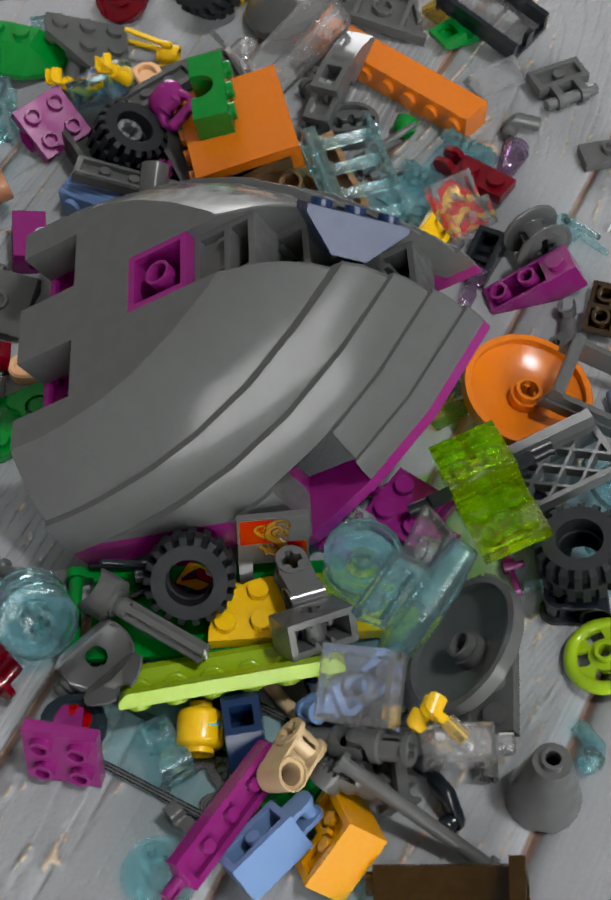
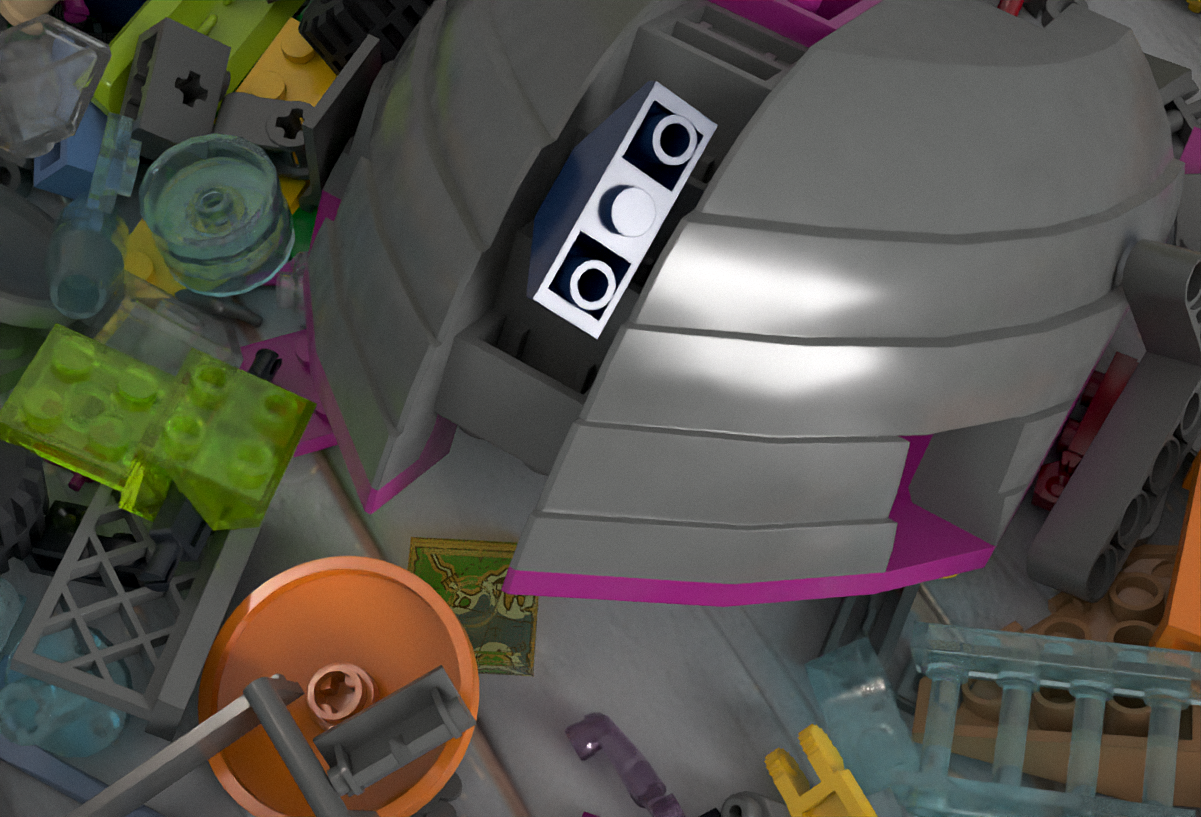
camera: 120 degrees right, 5 degrees up
(521, 337) = (393, 732): none -> dark grey hinge

